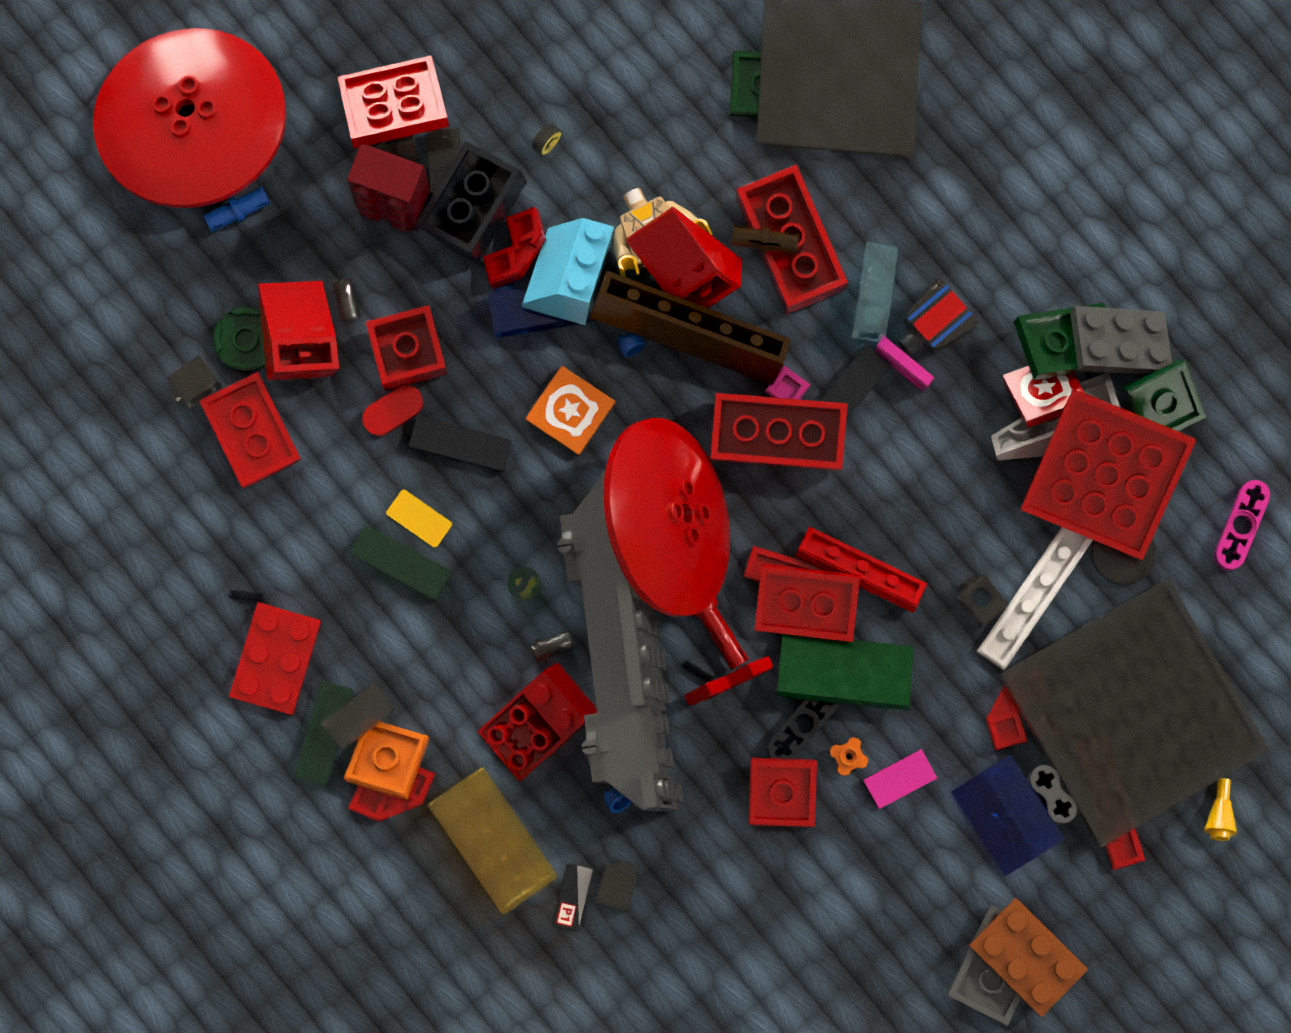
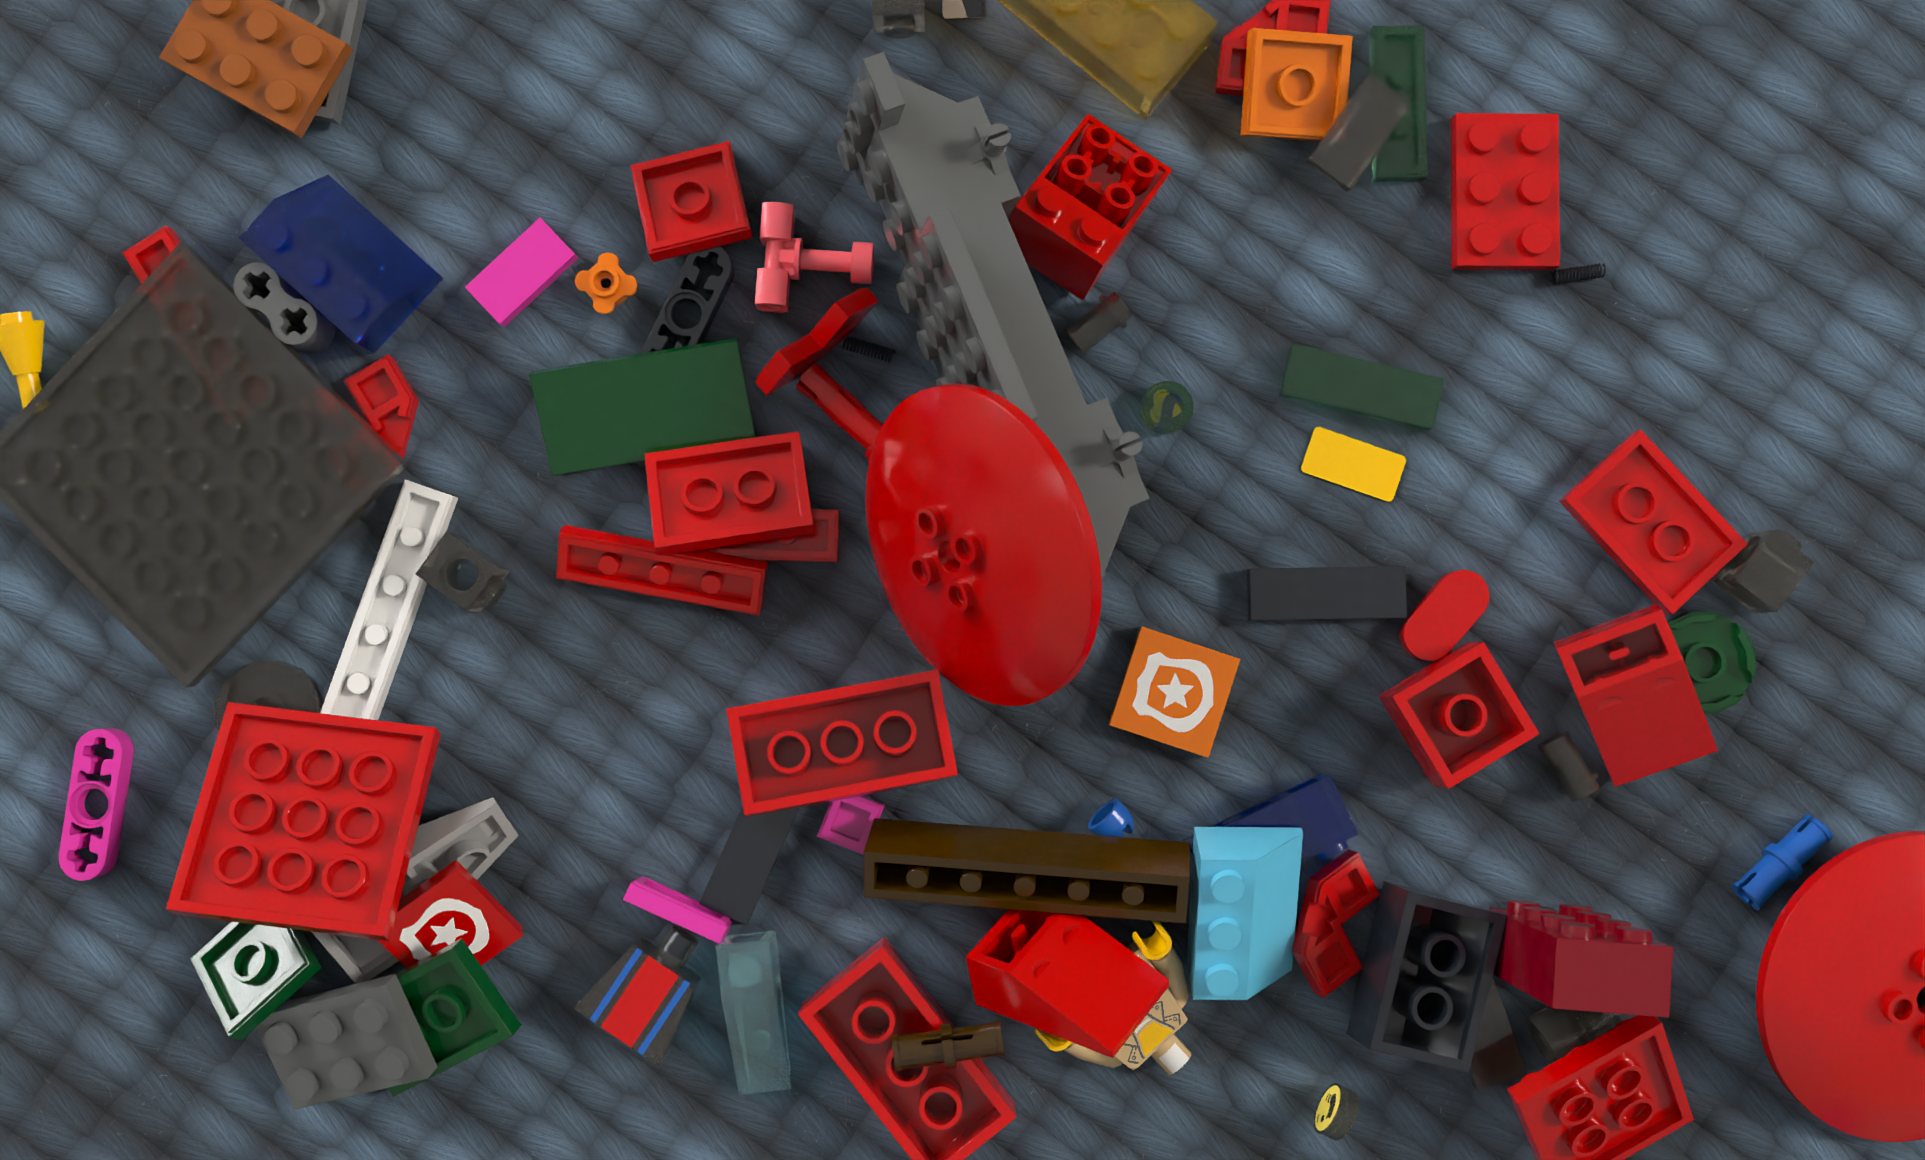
camera: 165 degrees right, 5 degrees up
(732, 740) = (787, 259): none -> coral bar

